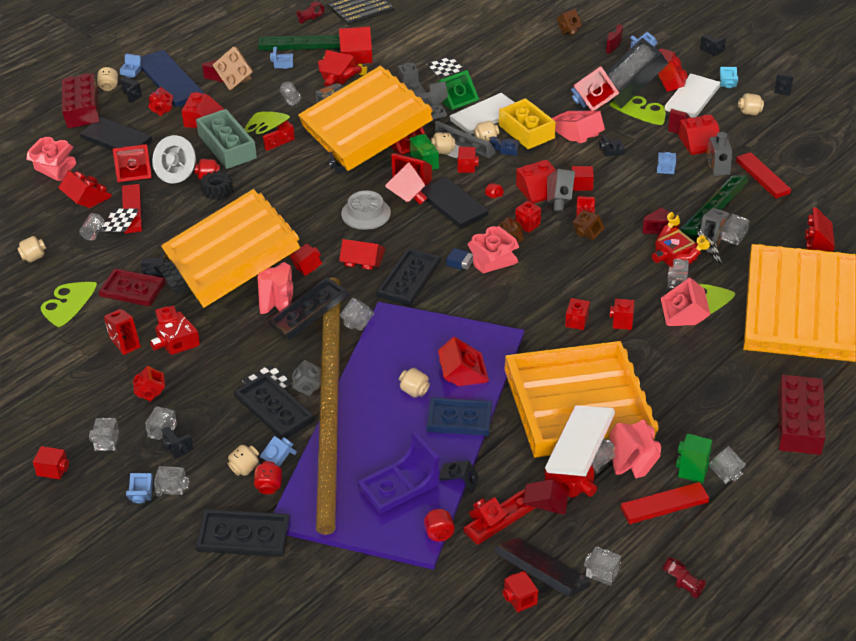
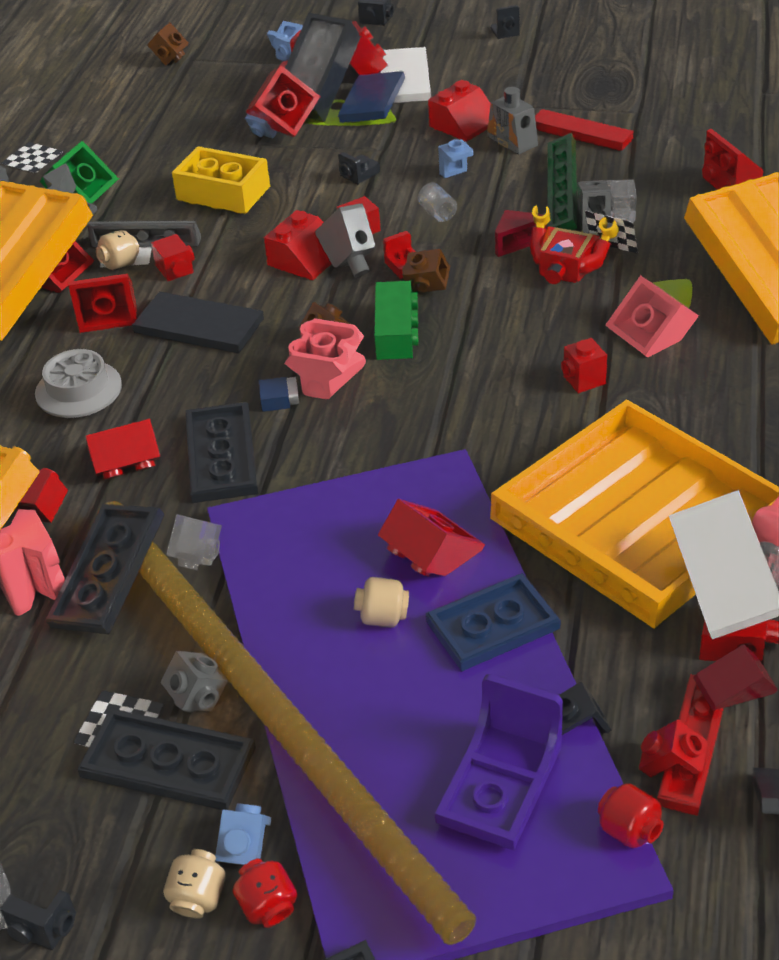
camera: 30 degrees left, 0 degrees up
(407, 184) = (117, 320): torso -> none
(423, 150) = (94, 262): green piece -> none
(483, 111) = (141, 193): white tile -> none
(486, 130) = (171, 208): tan head -> none
(494, 190) = (244, 283): red piece -> none
(506, 146) = (213, 220): dark blue plate -> none
(528, 216) = (332, 289): red brick -> none
(549, 245) = (395, 320): none -> green brick
(577, 314) = (521, 393): red brick -> none
(579, 125) = (295, 155): coral slope -> none
(614, 39) = (243, 45): dark red slope -> none
(634, 186) = (437, 202): none -> clear brick
(657, 103) = (371, 97): none -> dark blue tile
(674, 120) = (418, 105): dark red slope -> none
(677, 273) = (604, 284): clear brick -> none
(728, 77) = (431, 37): medium azure bracket -> none
(751, 104) = (489, 56): tan head -> none

